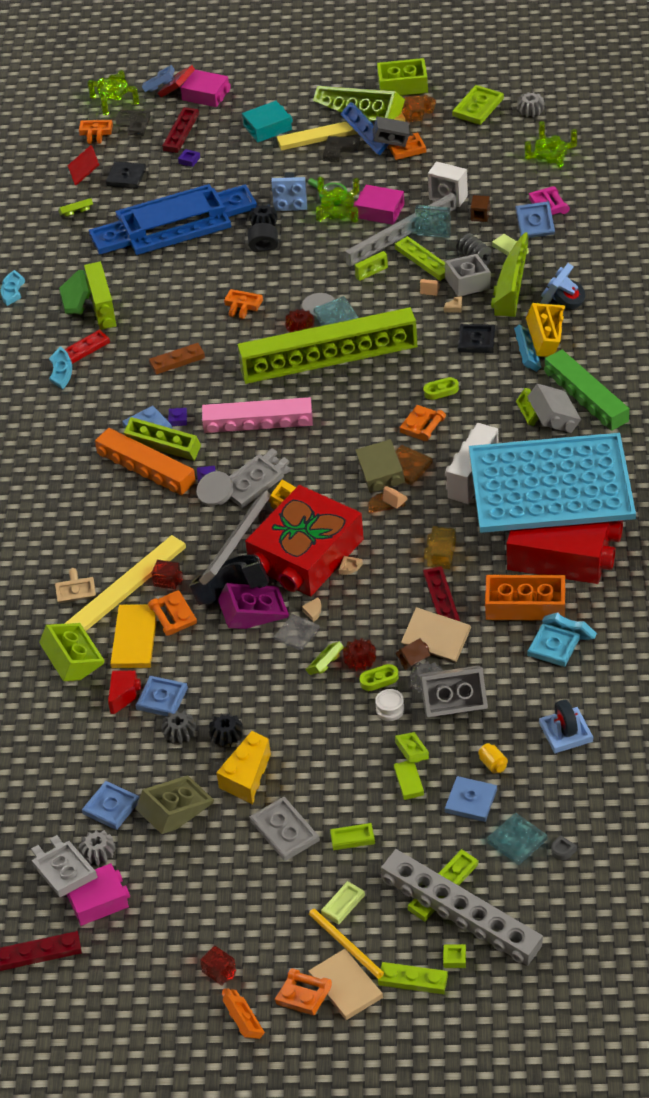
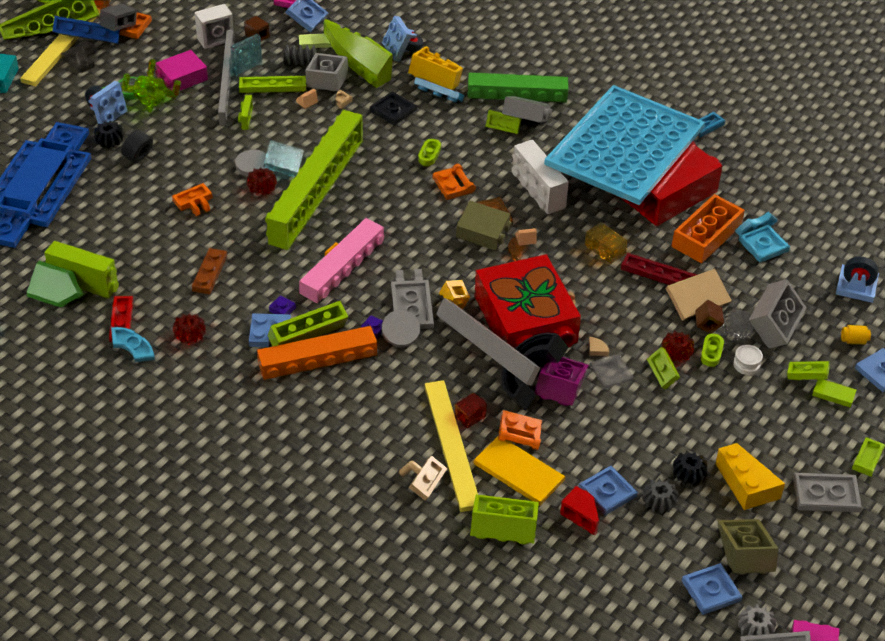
camera: 60 degrees left, 0 degrees up
(103, 384) = (189, 328): none -> clear red gear

